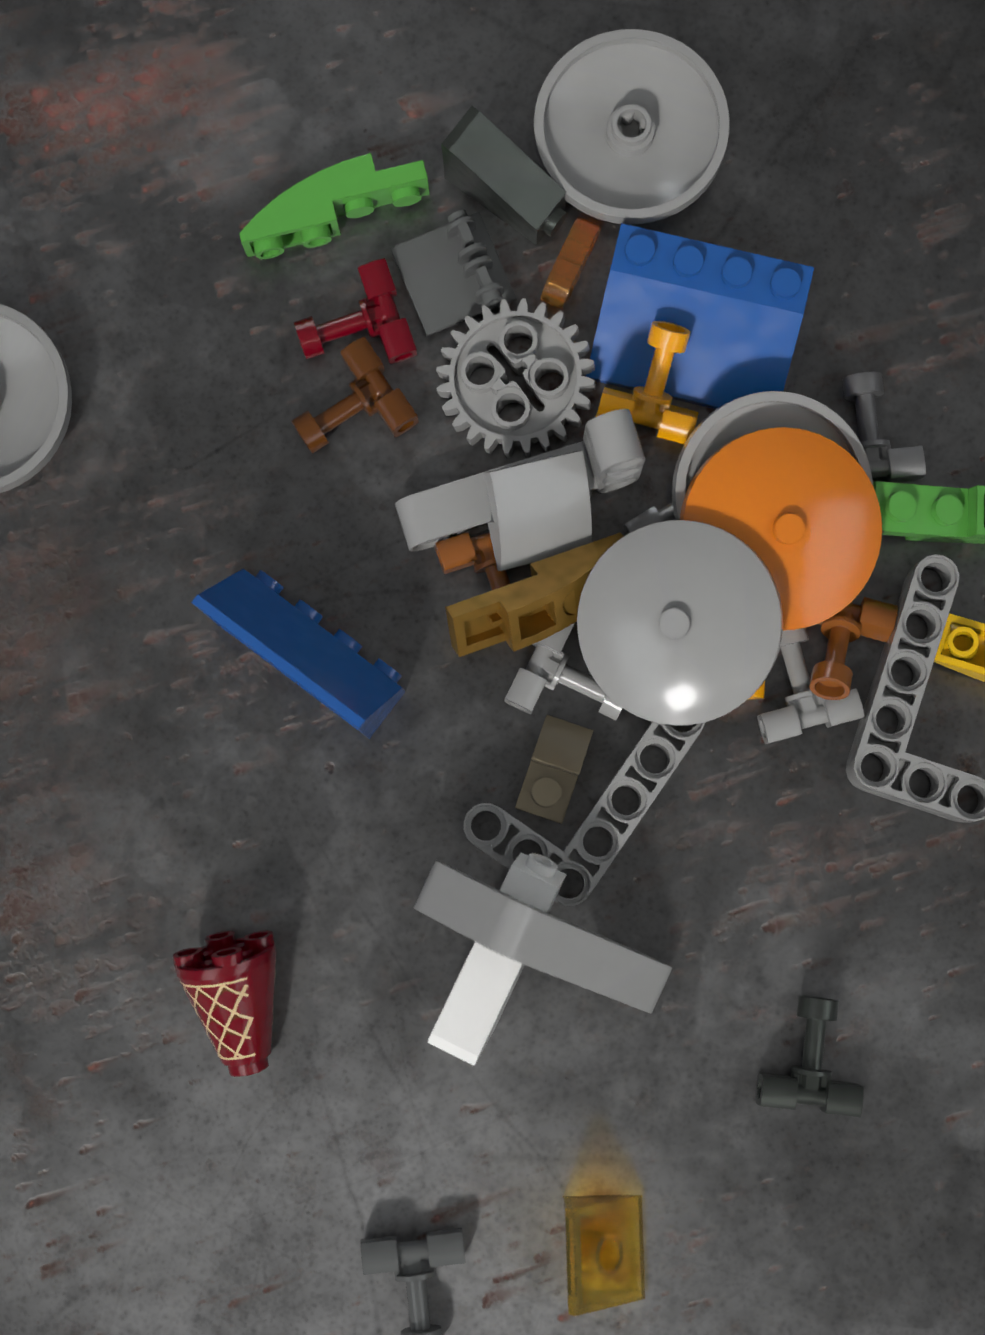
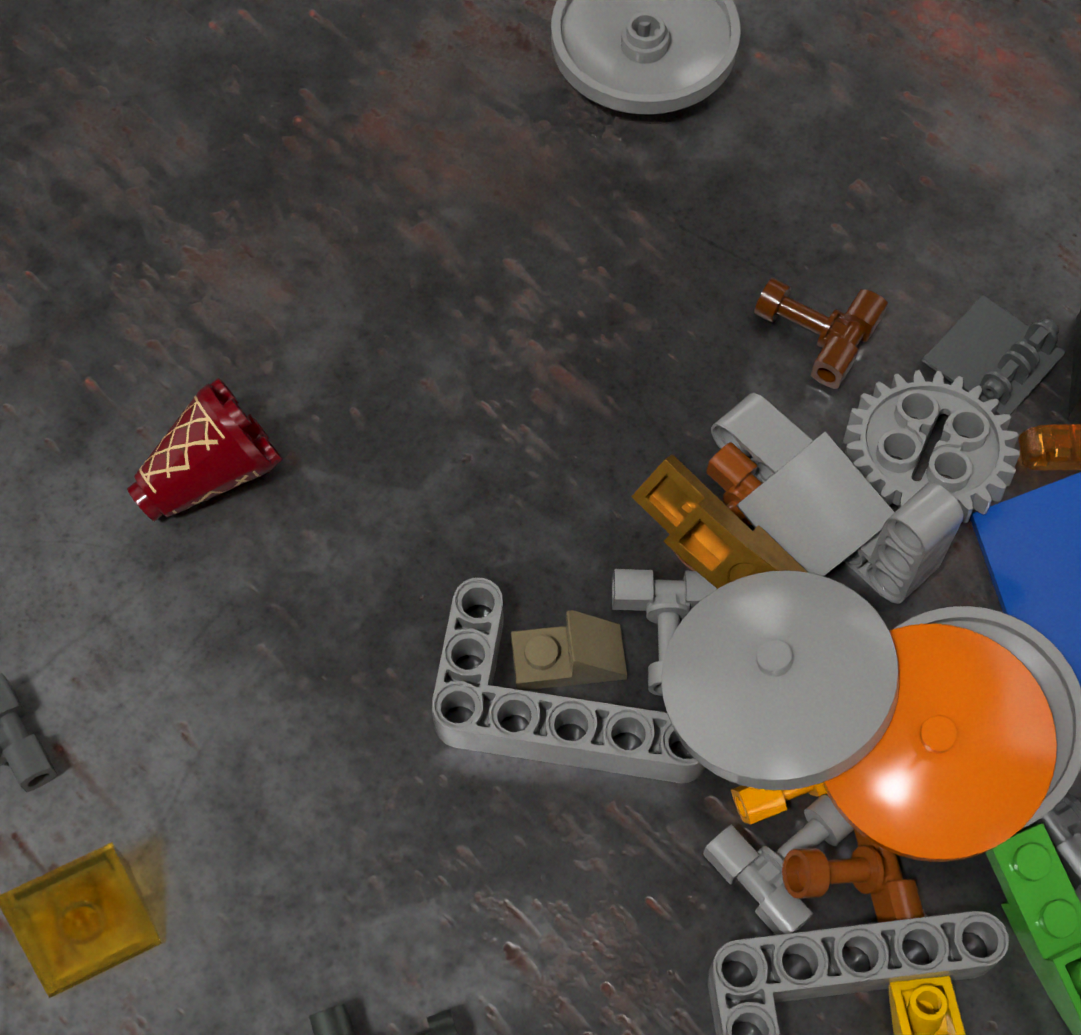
camera: 60 degrees right, 20 degrees down
(302, 649) = (562, 366): blue slope -> none
(311, 207) = (982, 215): bright green slope -> none
(376, 314) = (912, 306): dark red bar -> none
(487, 976) = (345, 663): white slope -> none
(541, 939) = (382, 702): light grey beam -> none
(650, 404) = (981, 578): light orange bar -> none

